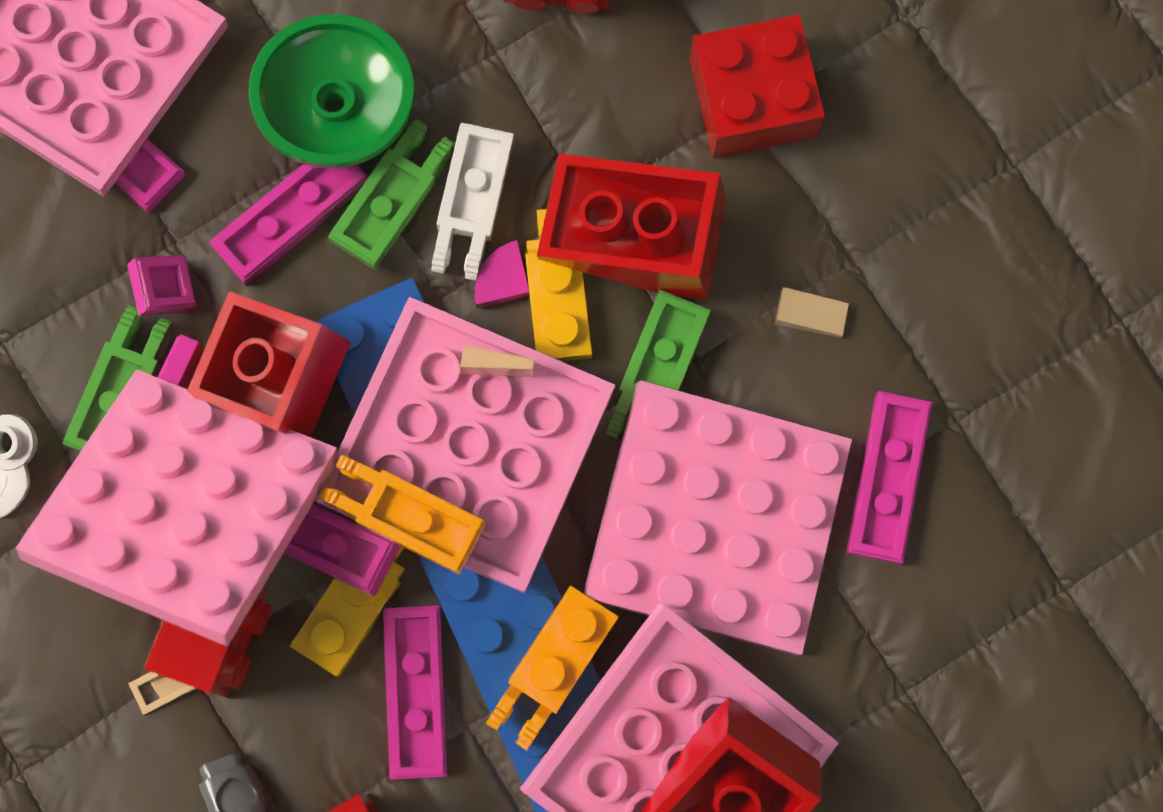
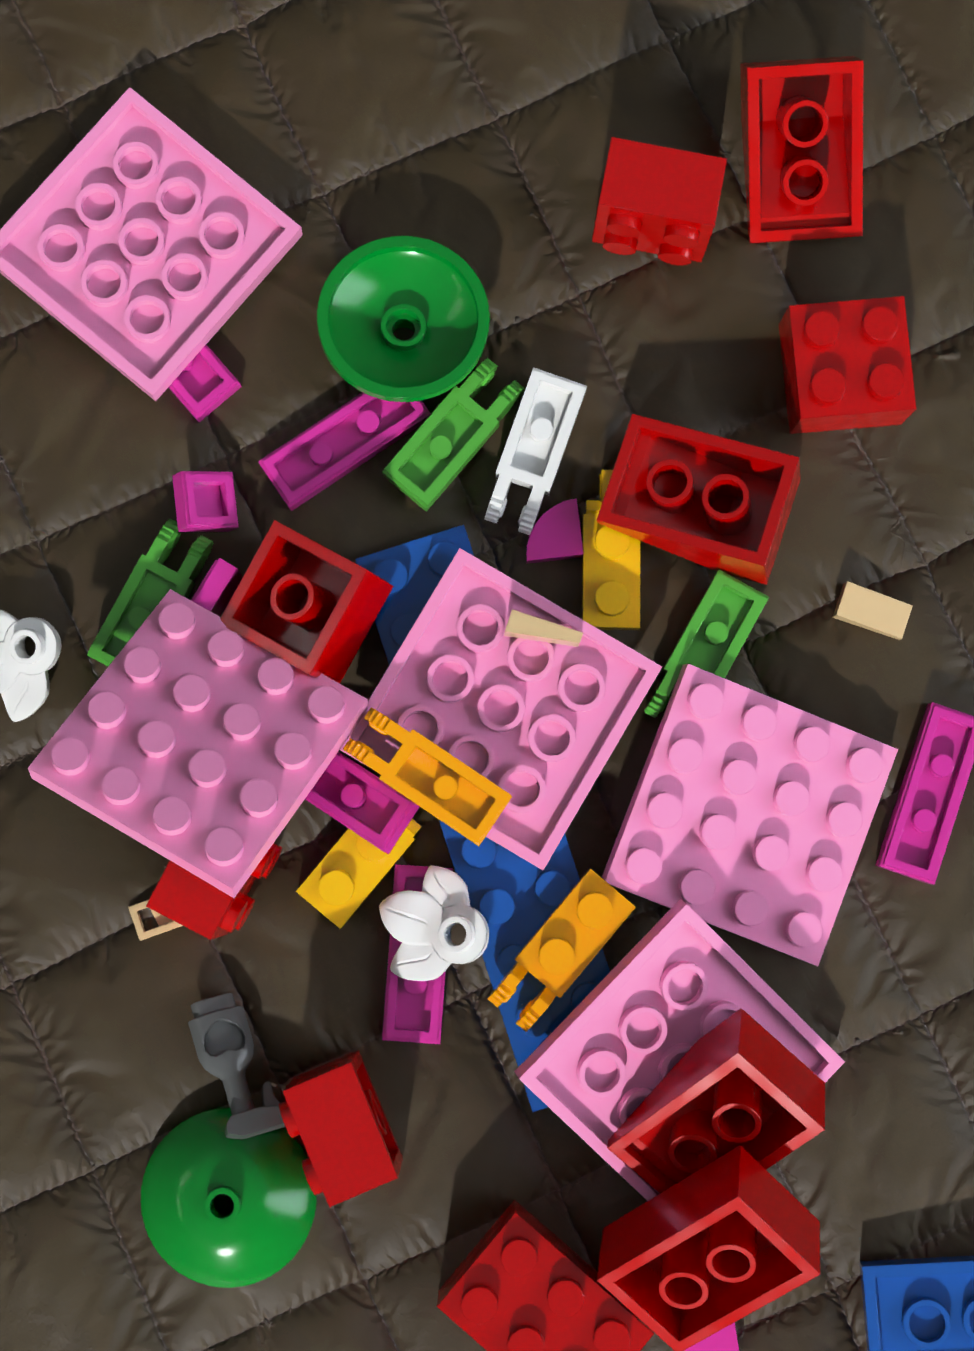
camera: 10 degrees right, 5 degrees up
(418, 658) = (425, 924): none -> white plate

